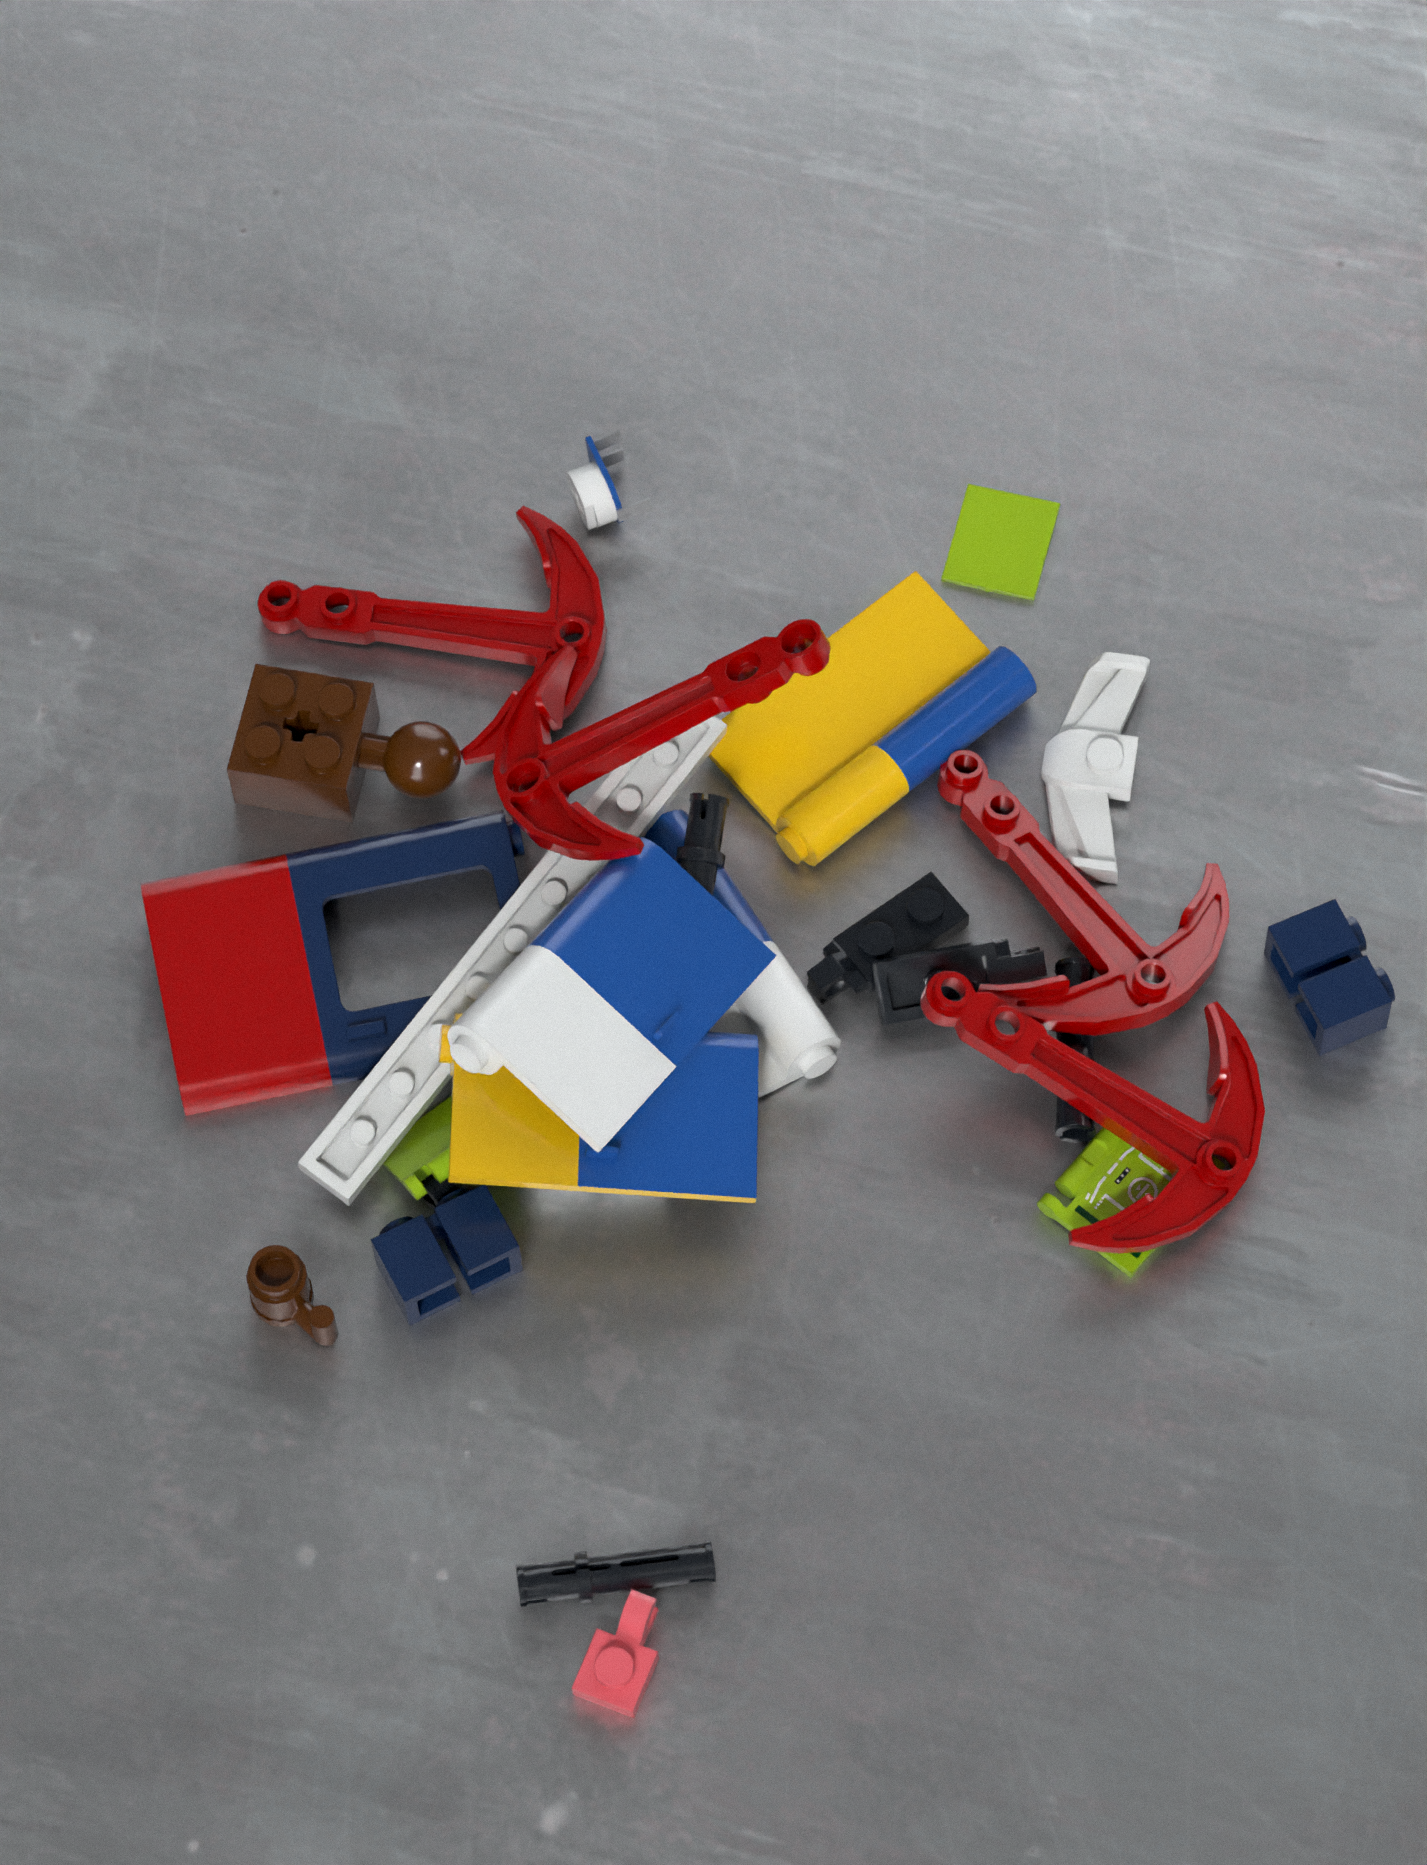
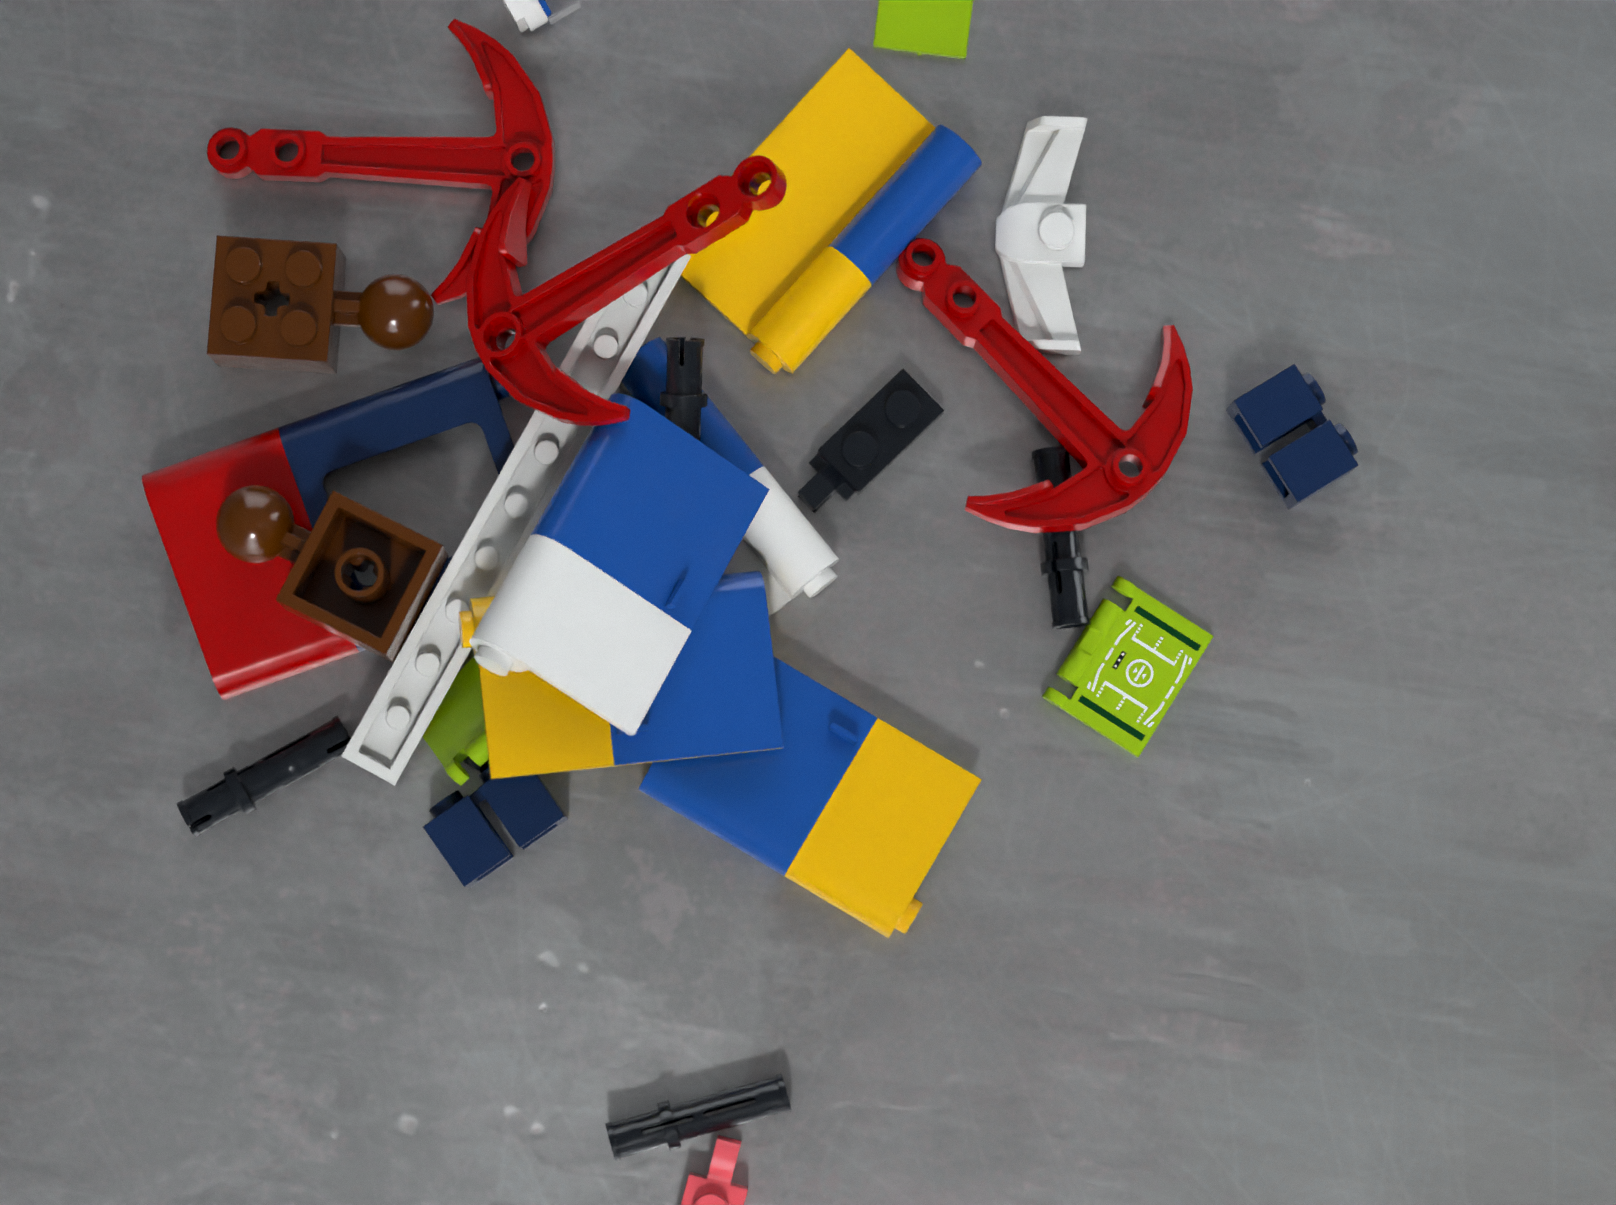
camera: 15 degrees left, 20 degrees up
(213, 1186) = (262, 778): none -> black pin
(284, 1294) = (348, 875): reddish brown piece -> none
(338, 982) = (260, 525): none -> reddish brown brick
(796, 1278) = (836, 810): none -> door
(902, 978) = (937, 479): black hinge -> none
(1132, 1114) = (1155, 620): red piece -> none

